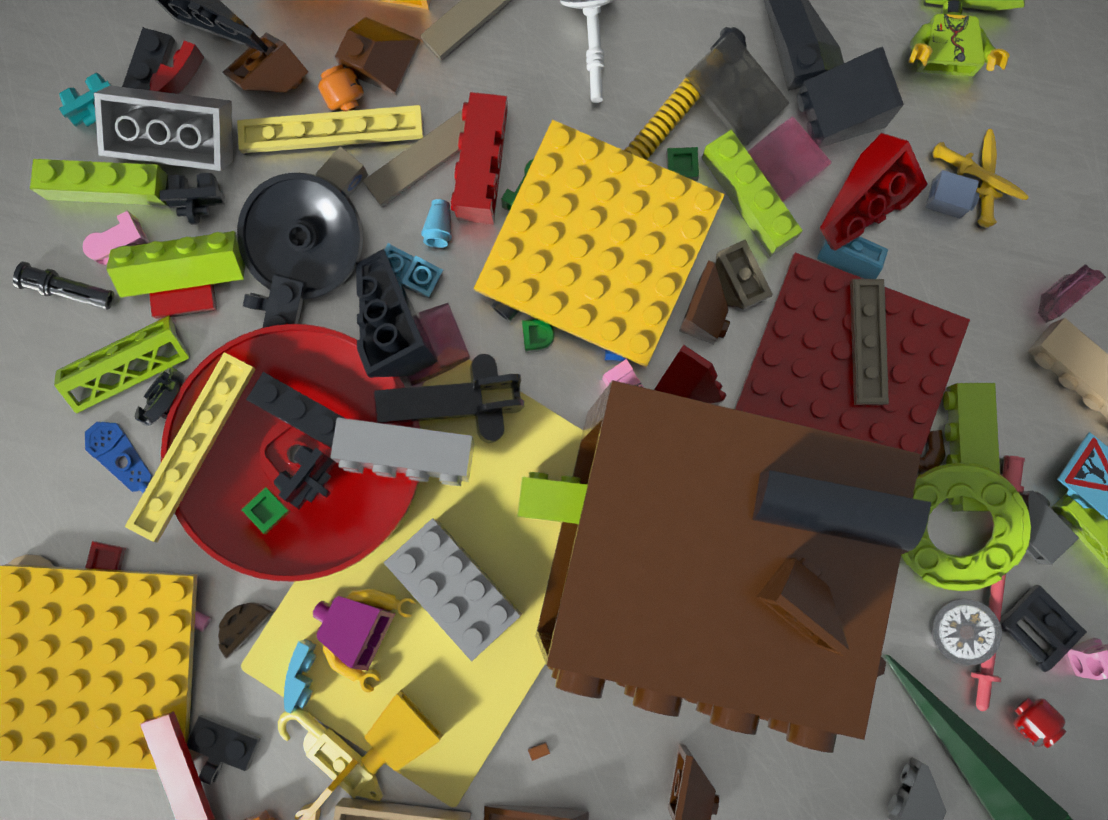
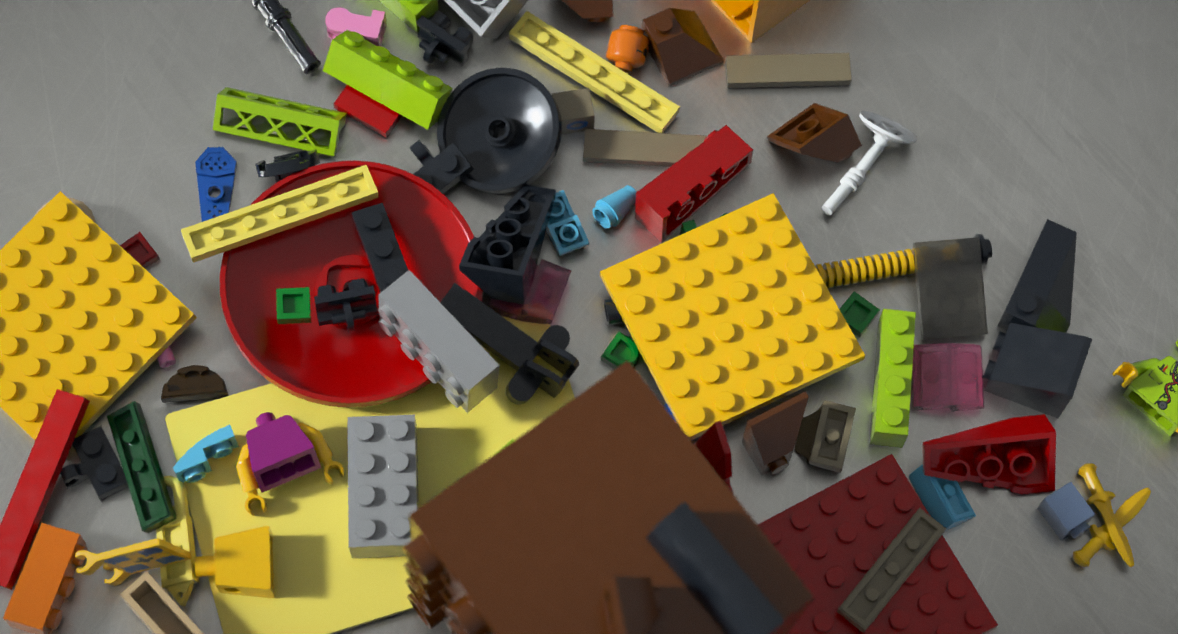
camera: 35 degrees right, 15 degrees down
(257, 723) = (141, 467): none -> dark green tile
(541, 43) = (818, 134): none -> reddish brown slope

